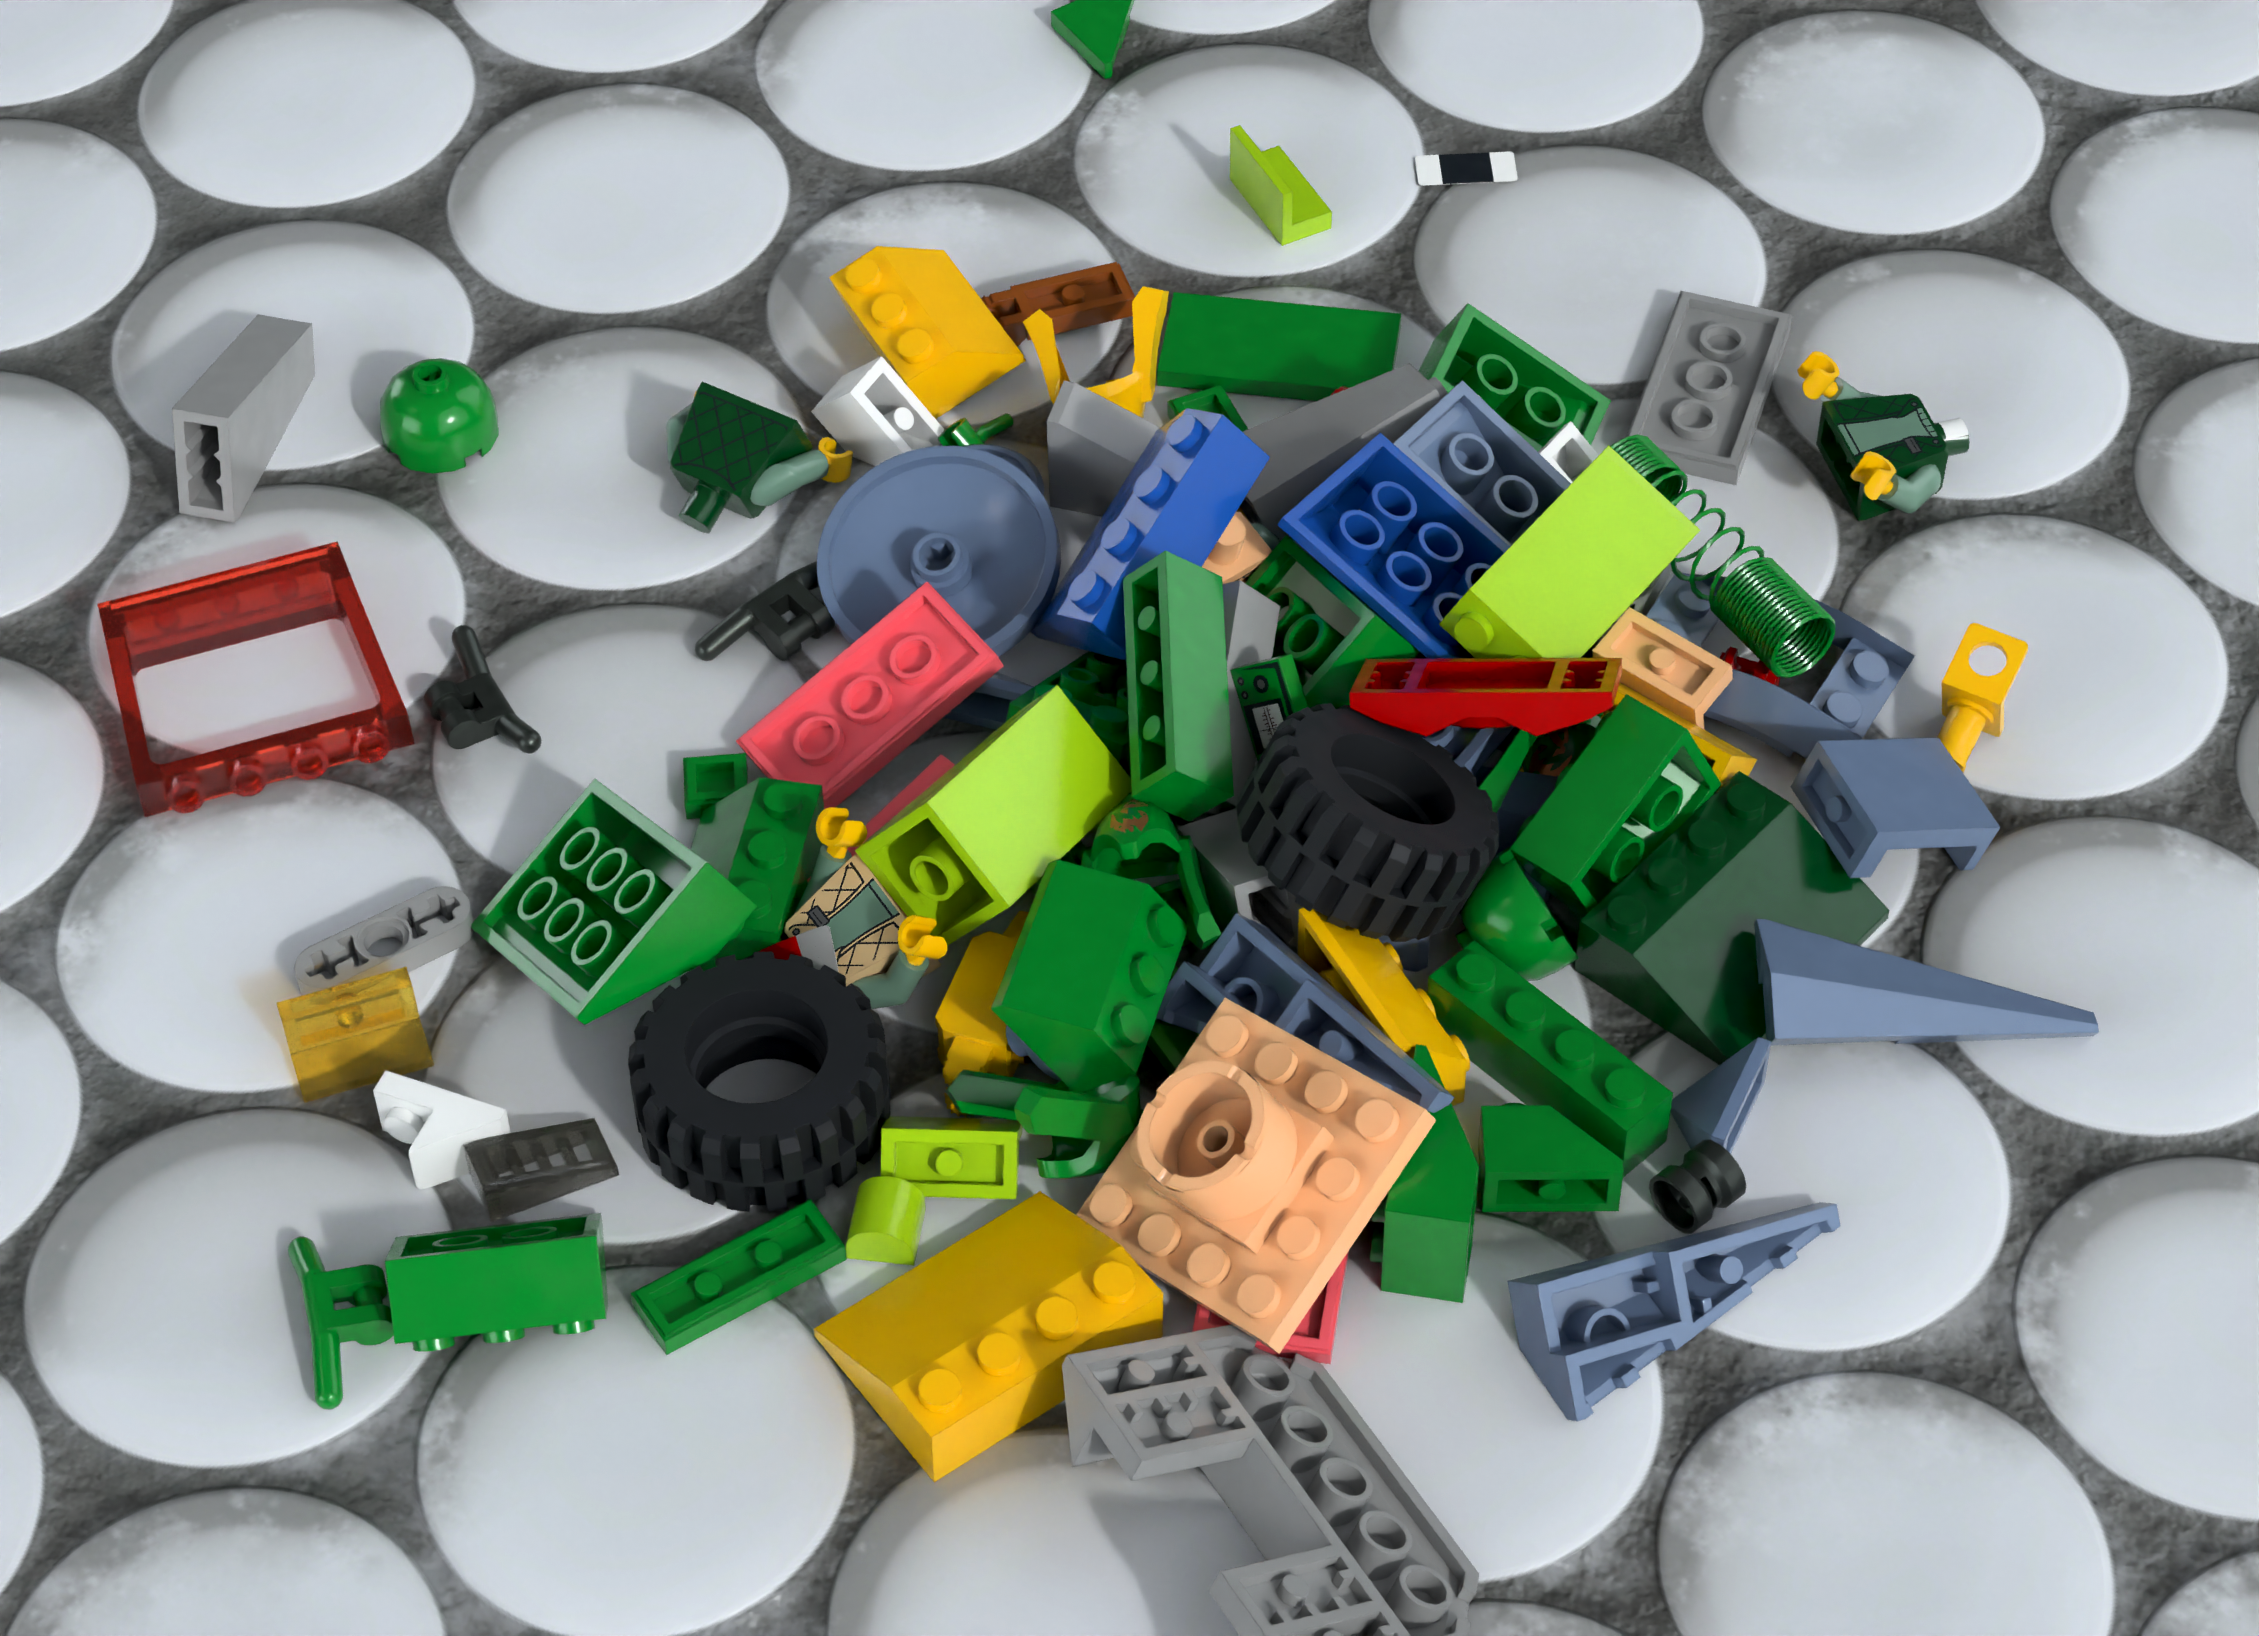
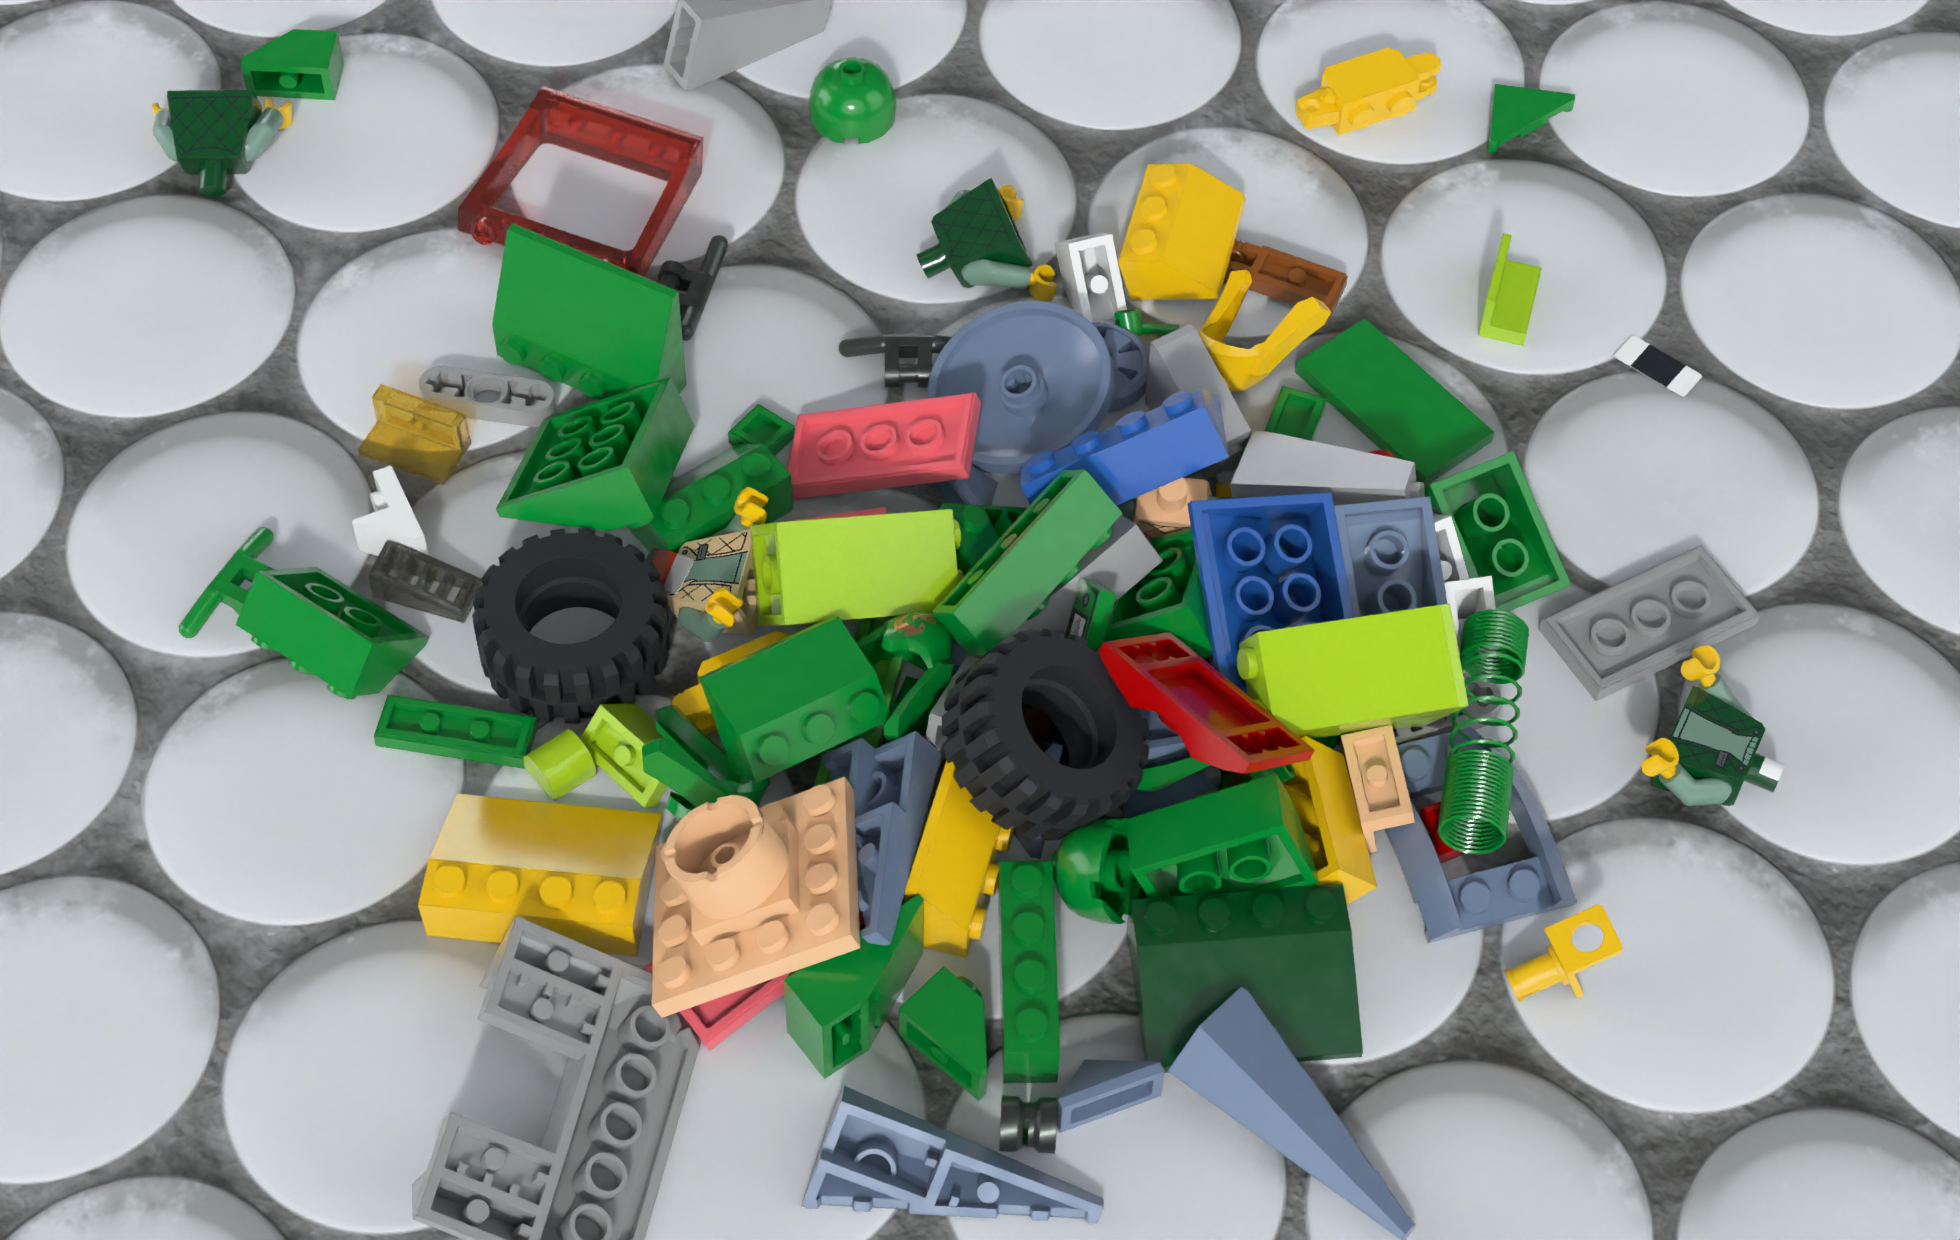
camera: 40 degrees right, 5 degrees up
(440, 784) = (584, 319): none -> green slope
(944, 87) = (1369, 90): none -> yellow hinge
(1891, 797) = (1428, 982): sand blue panel -> none

